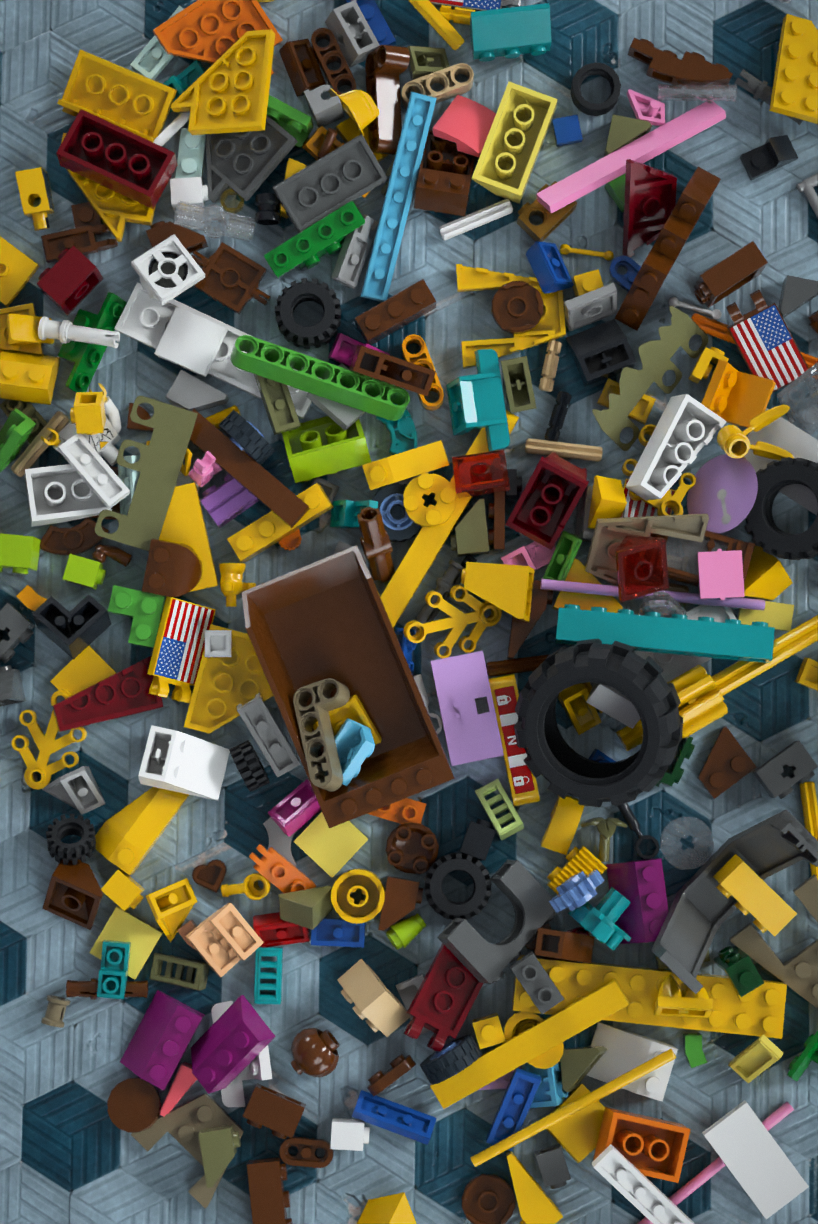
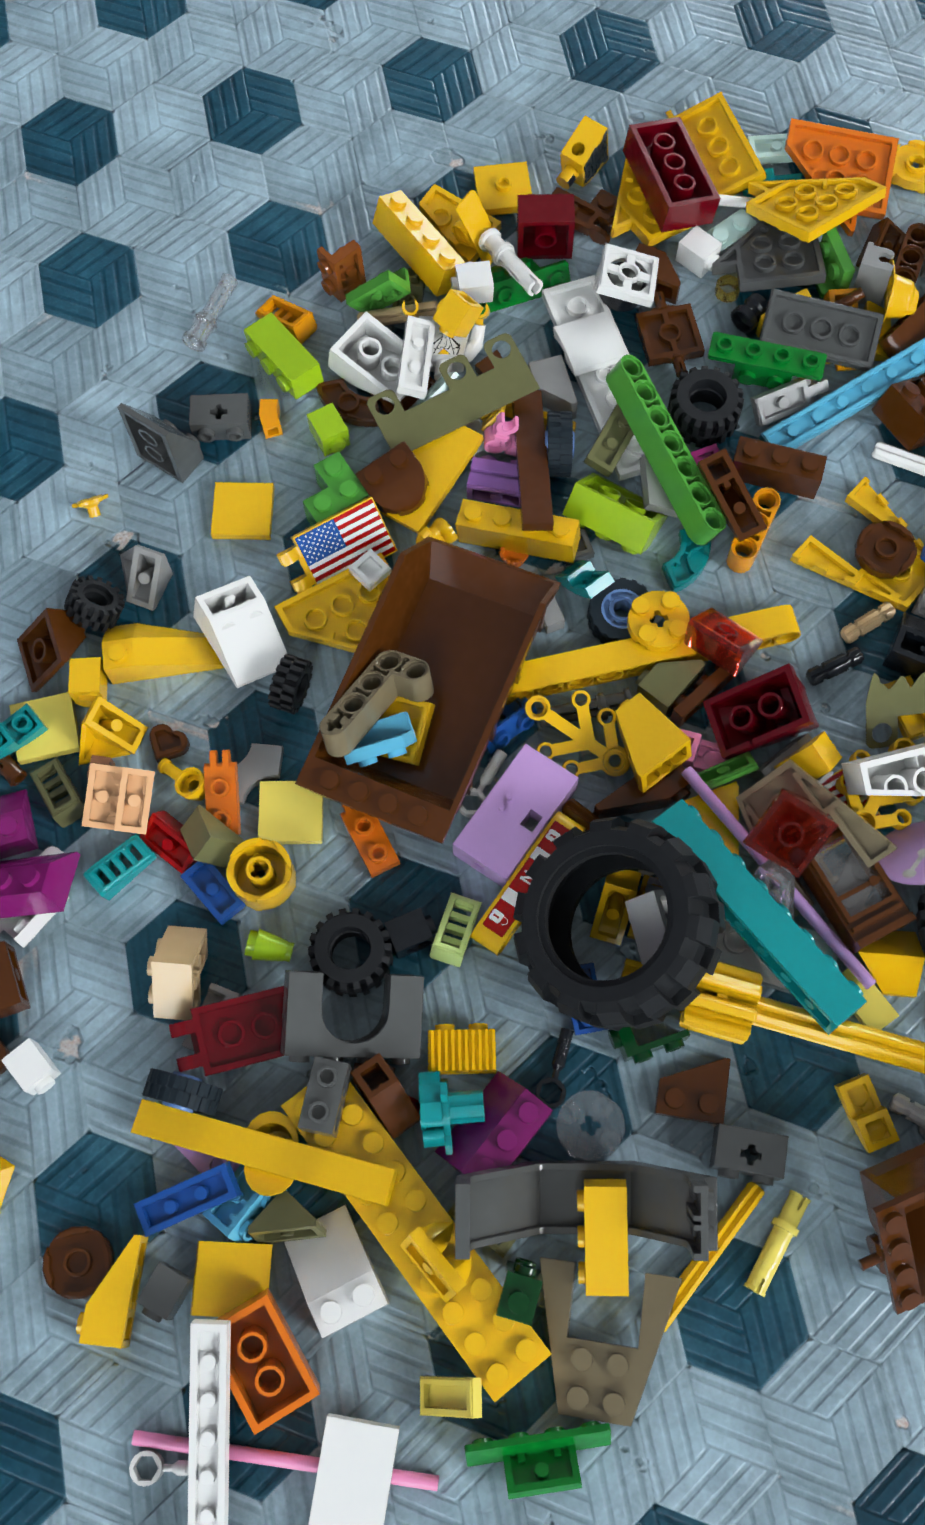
camera: 45 degrees right, 15 degrees down
(46, 746) = (161, 521): yellow plant -> none
(71, 376) = (475, 280): none -> white brick
(72, 629) = (278, 457): black brick -> none
(109, 699) = (239, 531): dark red wing -> none
(112, 552) = (366, 439): reddish brown arm -> none
(200, 218) = (689, 266): clear piece -> none
(268, 735) = (330, 669): light grey container -> none
(295, 809) = (283, 756): dark pink slope -> none
(314, 1052) = (83, 968): reddish brown plant -> none
(376, 544) = (578, 609): reddish brown piece -> none
(394, 1117) = (84, 1095): blue plate -> none
(399, 900) = (289, 915): reddish brown slope -> none
(399, 1067) = (108, 1051): reddish brown plate -> none
(405, 465) = (663, 575): yellow slope -> none
(412, 848) = (348, 883): reddish brown dish -> none
(479, 401) = (780, 589): teal plate -> none
(488, 1030) = (242, 1104): yellow brick -> none
(515, 484) = (746, 674): black plate -> none
(518, 384) = (827, 604): olive slope -> none
(562, 825) = (497, 994): yellow slope -> none
(563, 449) = (819, 701): tan axle -> none
(573, 1107) = (241, 1254): yellow piece -> none
(576, 891) = (446, 1052): medium blue gear -> none
(606, 829) = (528, 1034): olive plant -> none
(693, 1049) = (402, 1325): bright green piece -> none
(720, 574) = (858, 912): bright pink piece -> none

